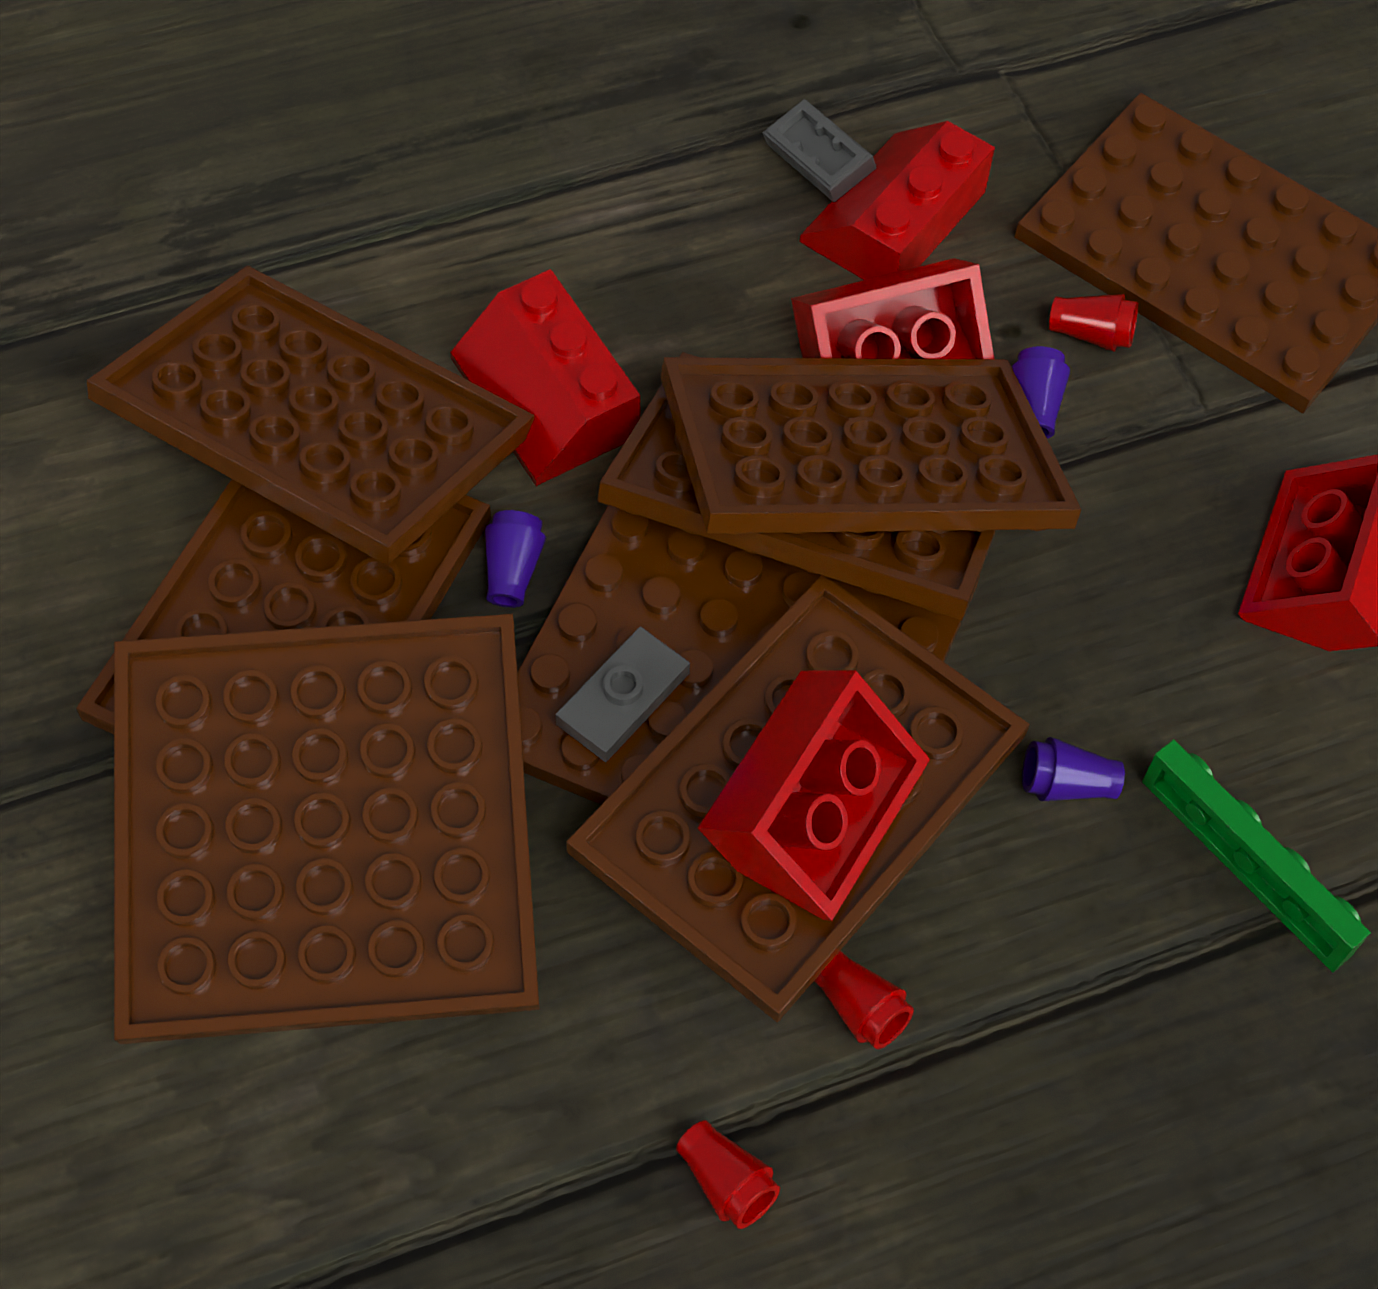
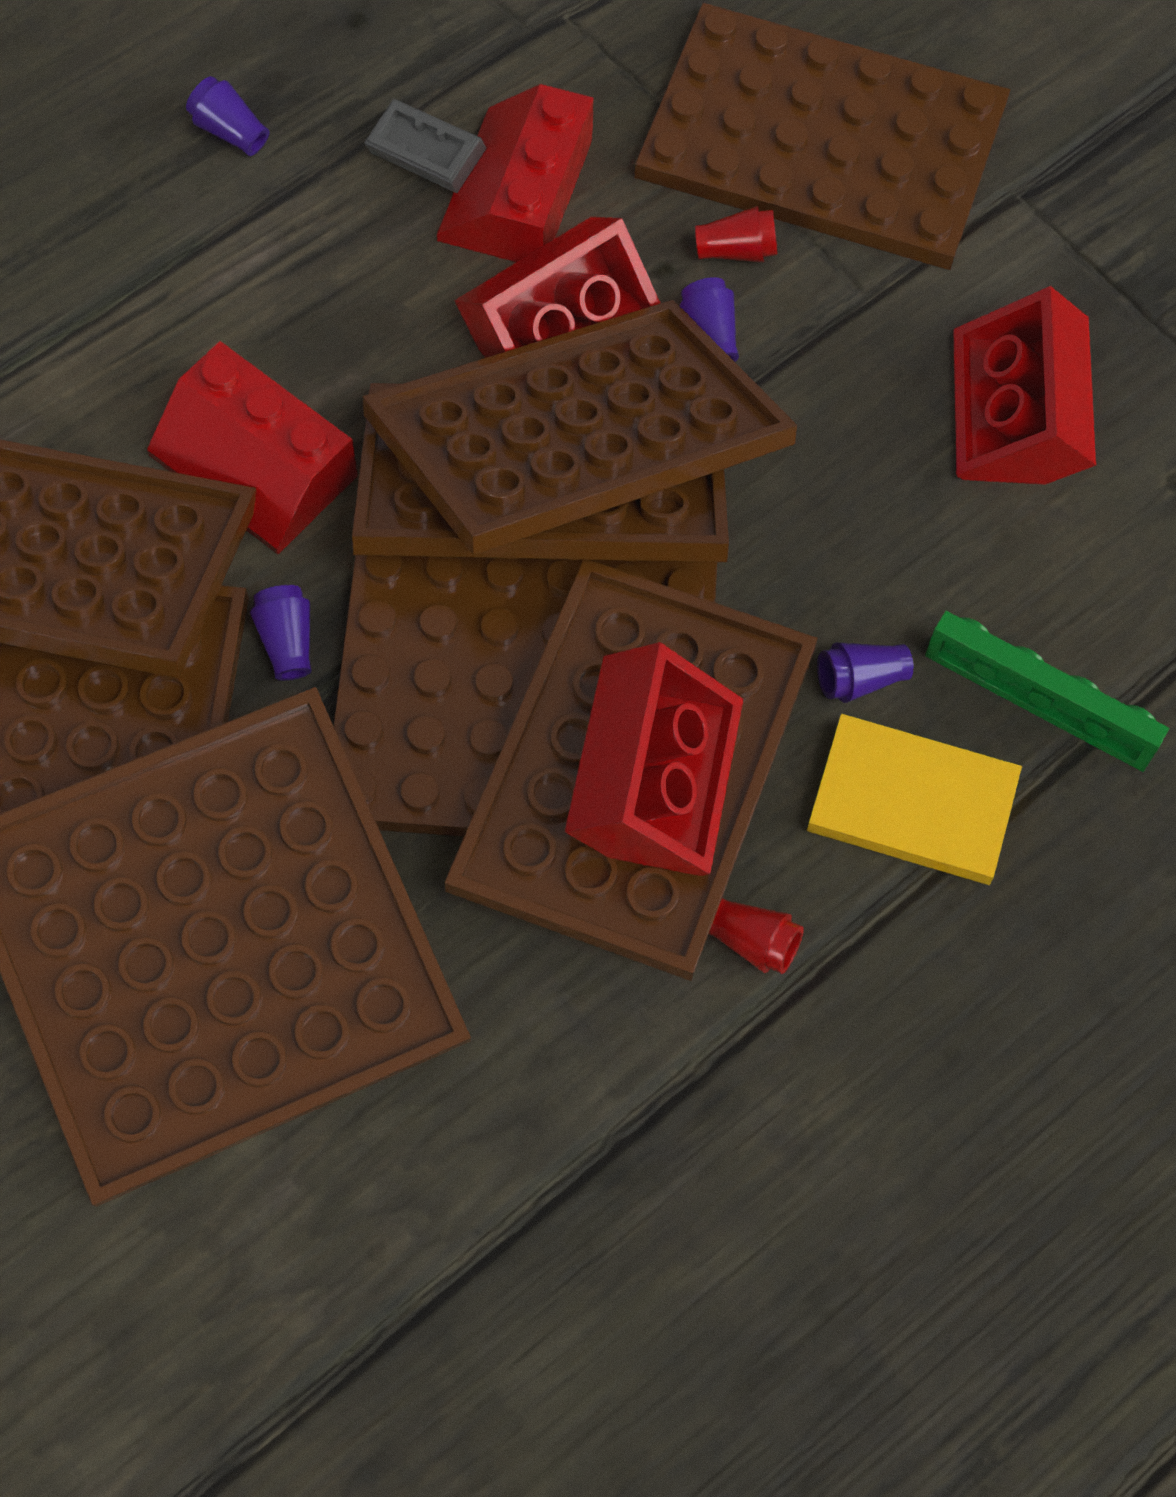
camera: 20 degrees left, 5 degrees up
(622, 694) = (440, 728): dark grey plate -> none
(640, 71) = (224, 114): none -> dark purple cone
(730, 1176) = (694, 1129): red cone -> none
(1079, 920) = (915, 799): none -> yellow tile

